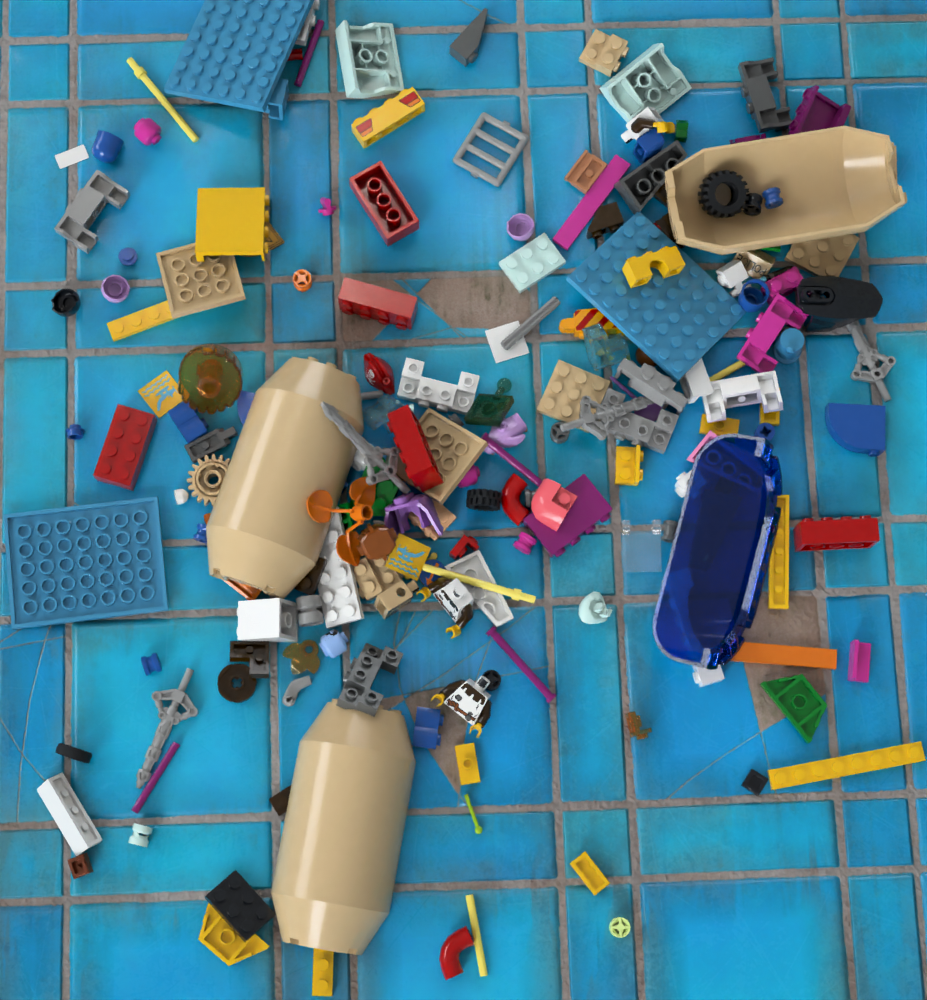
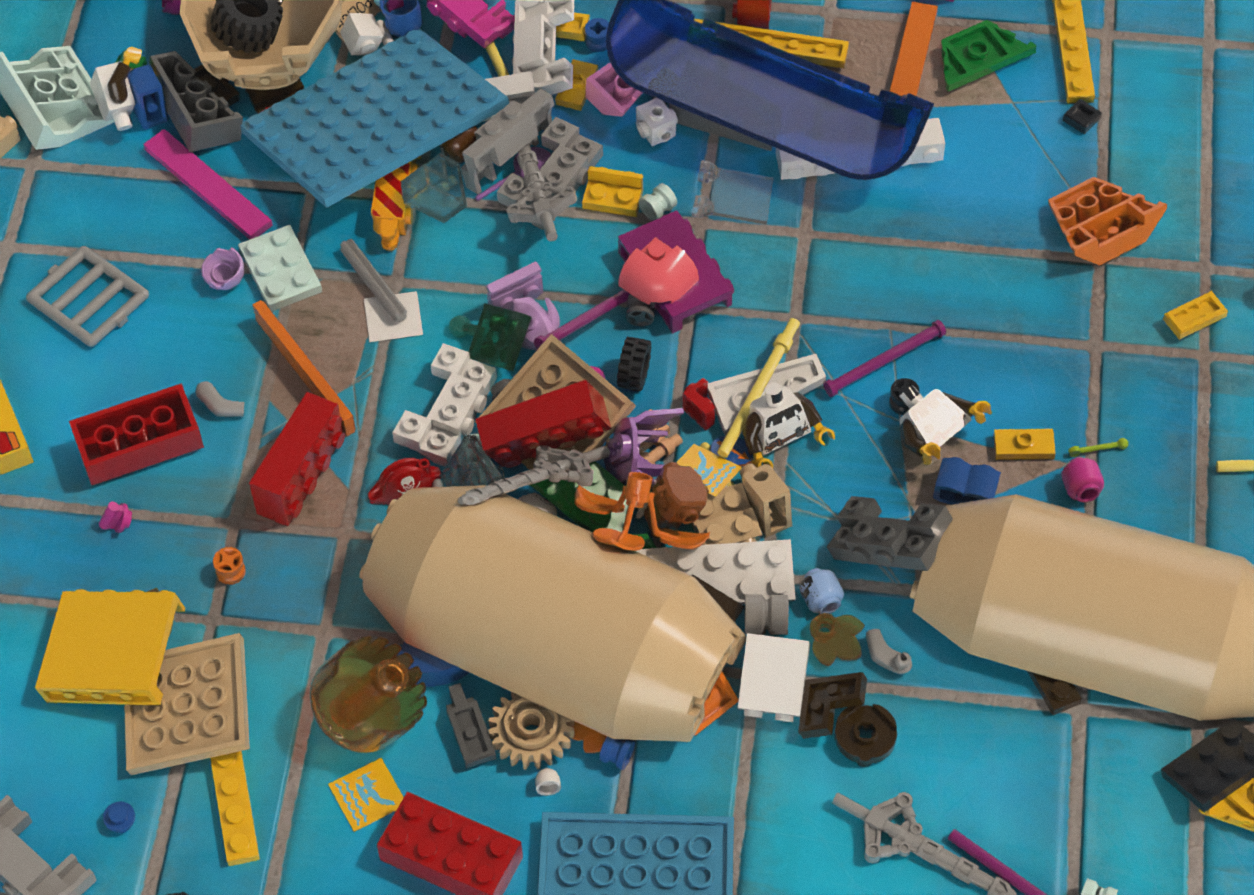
camera: 75 degrees left, 20 degrees down
(115, 288) = (172, 837): lavender hair -> none
(151, 664) = (819, 852): blue wheel -> none
(188, 422) = (426, 754): blue brick -> none
(419, 247) = (216, 403): none -> light grey arm
(440, 804) = (1082, 479): none -> dark pink head
(453, 293) = (300, 362): none -> orange tile
(511, 499) = (658, 330): red cylinder -> none
(525, 543) = (706, 327): dark pink wheel -> none
(528, 409) = (519, 284): none -> lavender plate
(555, 437) = (549, 258): dark grey wheel -> none
(566, 390) = (491, 245): tan plate -> none
(585, 171) = (160, 182): nougat plate -> none
(593, 609) = (818, 256): light aqua piece -> none
(606, 220) = (240, 168): dark brown slope -> none
(623, 496) = (659, 201): none -> light aqua wheel
(634, 723) = (991, 234): clear orange bracket -> none
(658, 801) = (1104, 220): none -> orange wedge
(666, 260) = (333, 103): yellow arch -> none
(669, 531) = (719, 156): dark grey bush -> none

